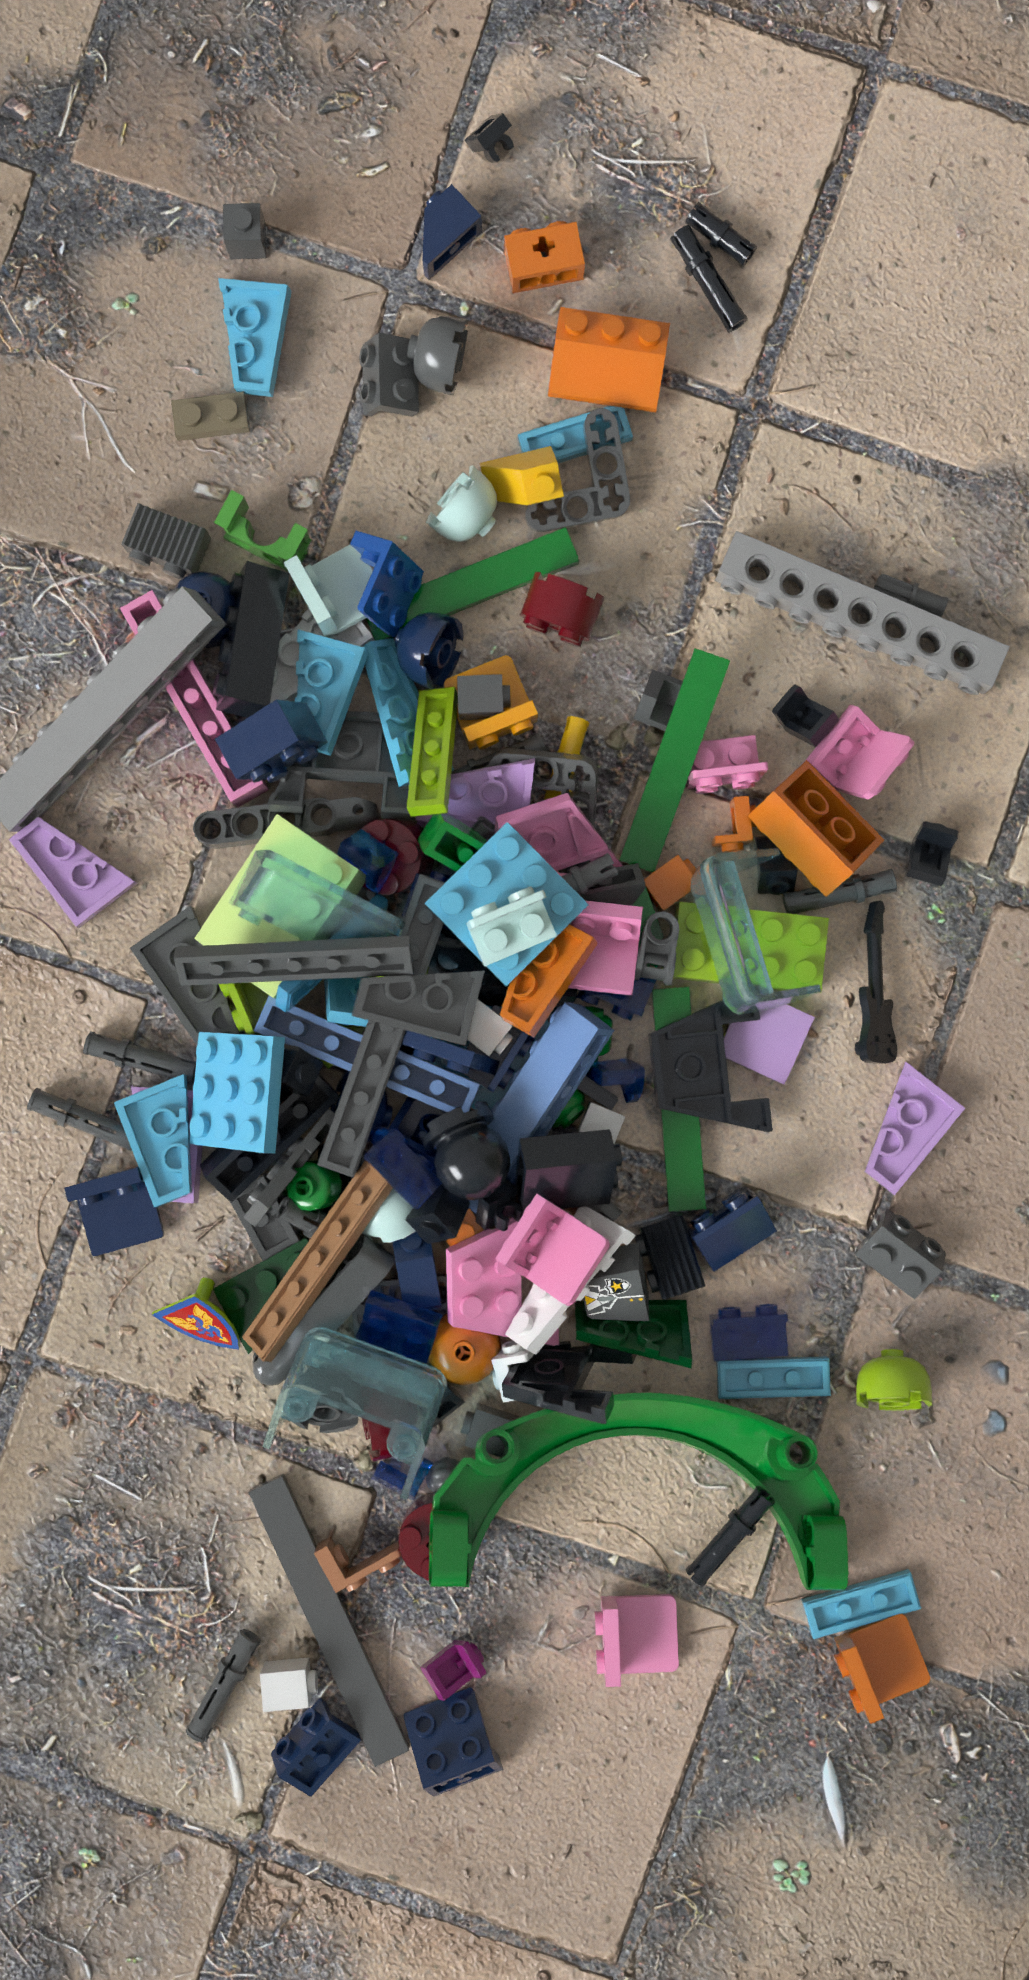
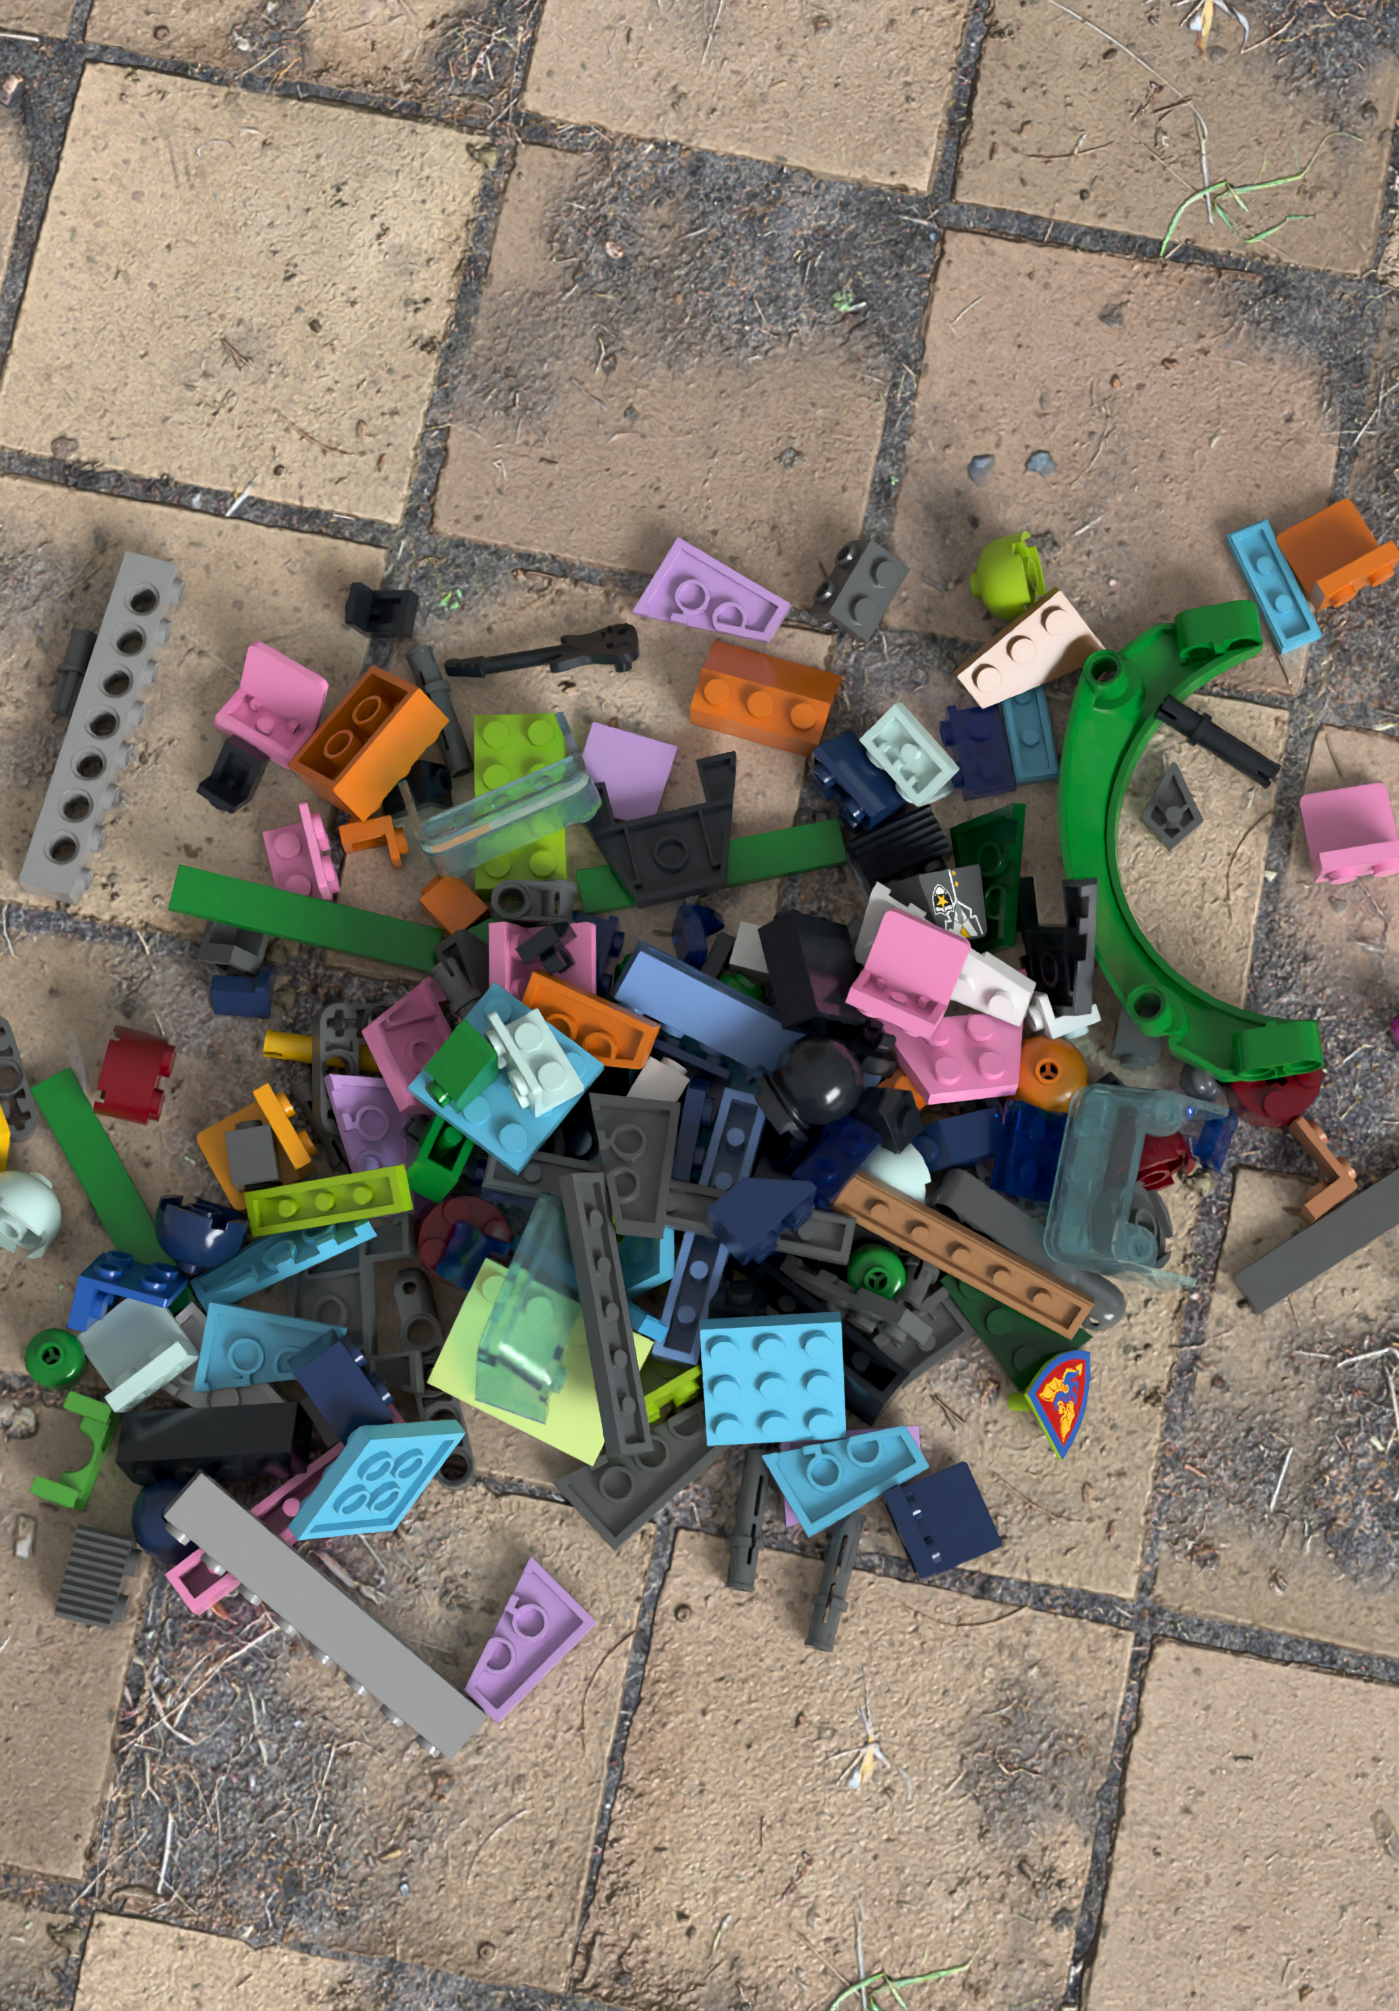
camera: 95 degrees left, 10 degrees down
(198, 762) = (376, 1478): none -> medium azure plate
(330, 520) = (70, 1364): none -> green head
(357, 1096) = (756, 1214): none -> dark blue slope
(507, 863) = (461, 1068): none -> green slope
(613, 954) = (549, 948): none -> black tile
(618, 707) = (244, 995): none -> dark blue tile
(678, 1487) = (1172, 810): none -> dark grey piece
(744, 1276) = (910, 756): none -> light aqua bracket
(817, 1162) = (764, 699): none -> orange slope
(826, 1392) = (1030, 651): none -> wing

